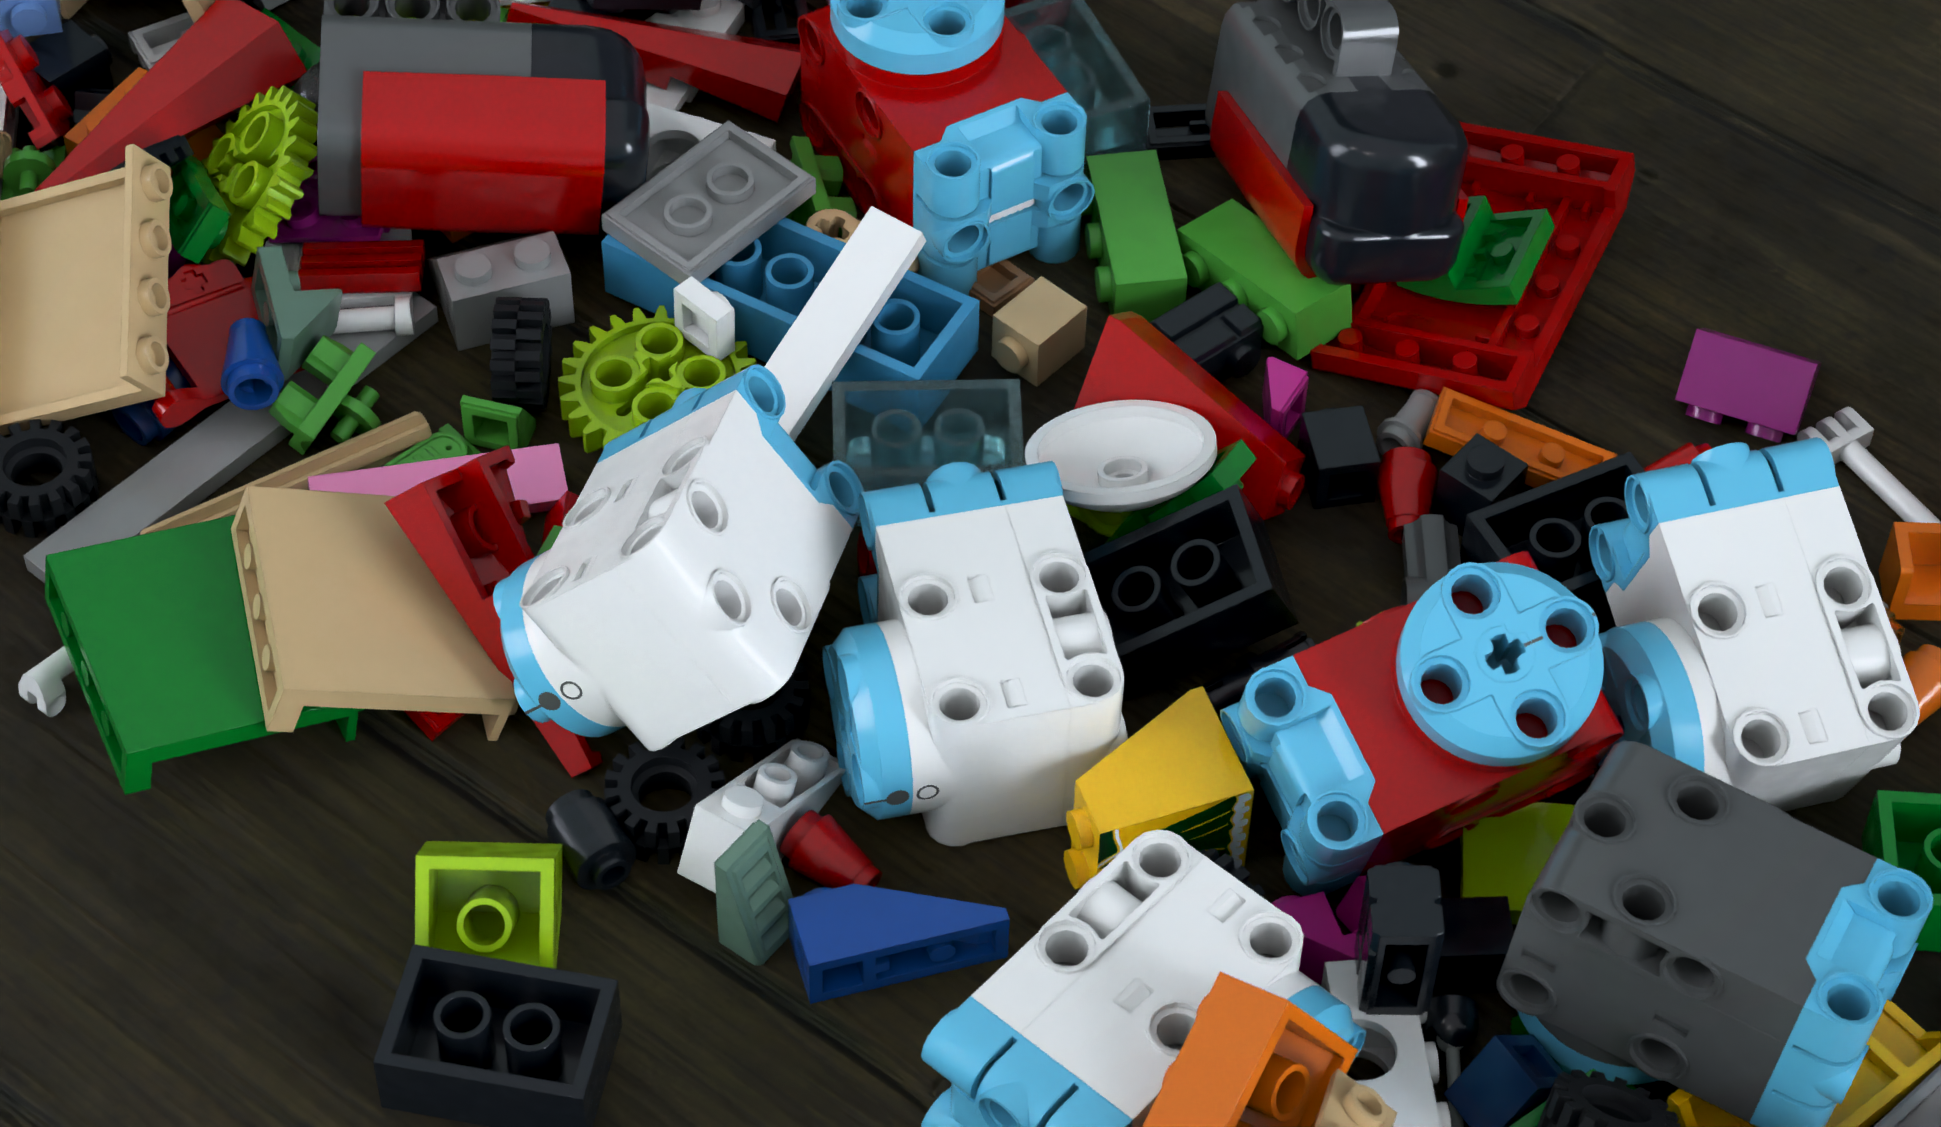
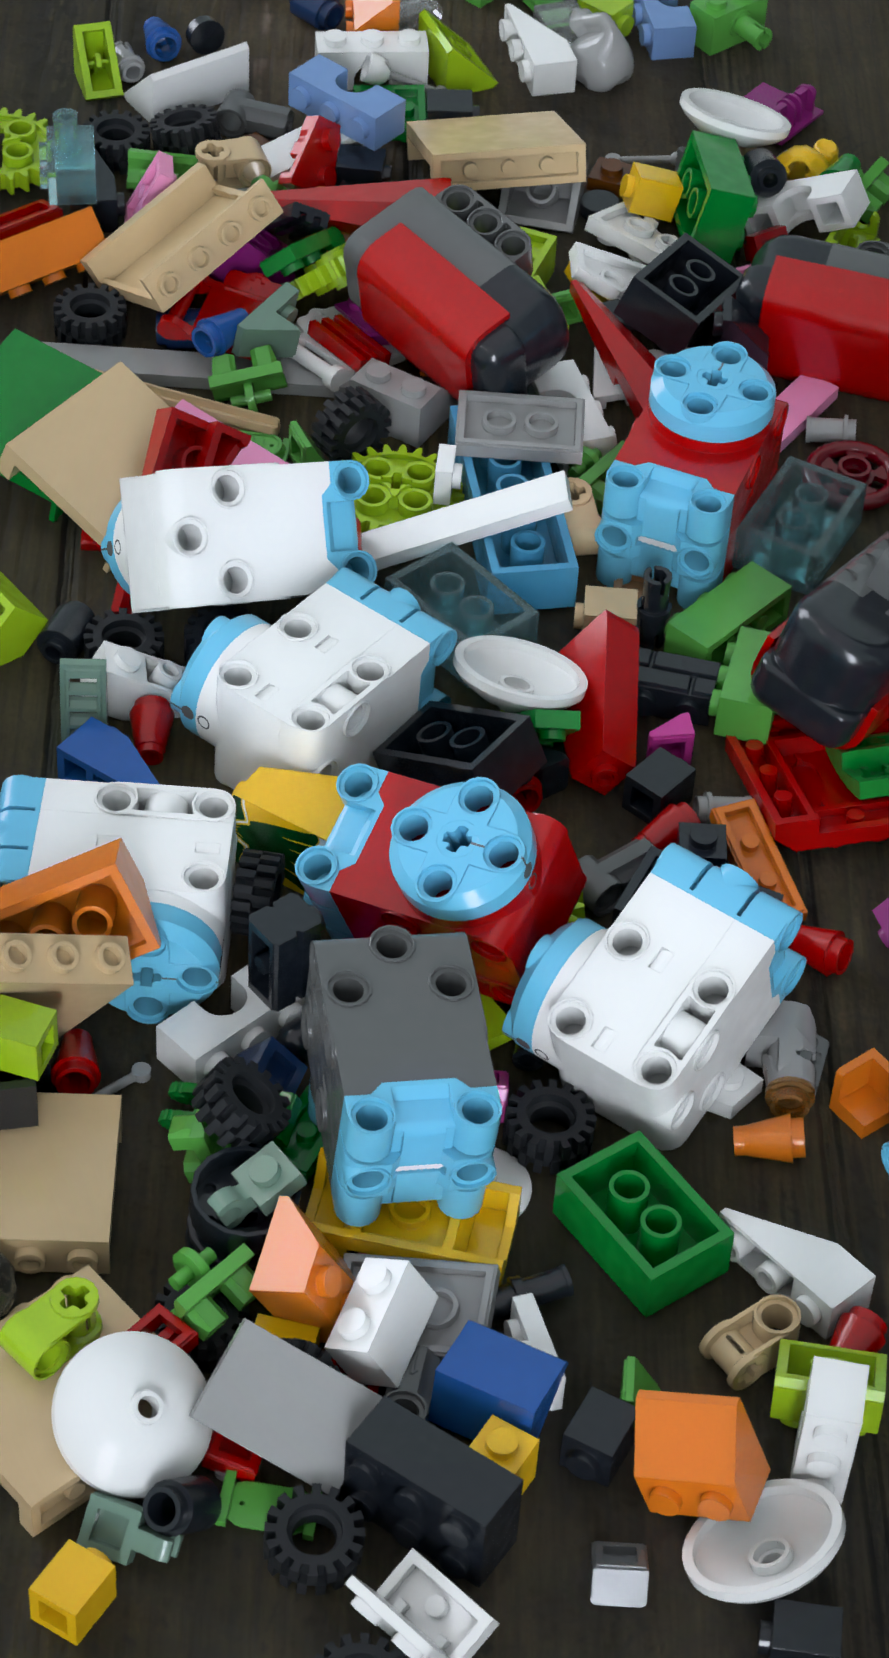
camera: 50 degrees right, 5 degrees down
(1083, 273) = (654, 607): none -> black pin

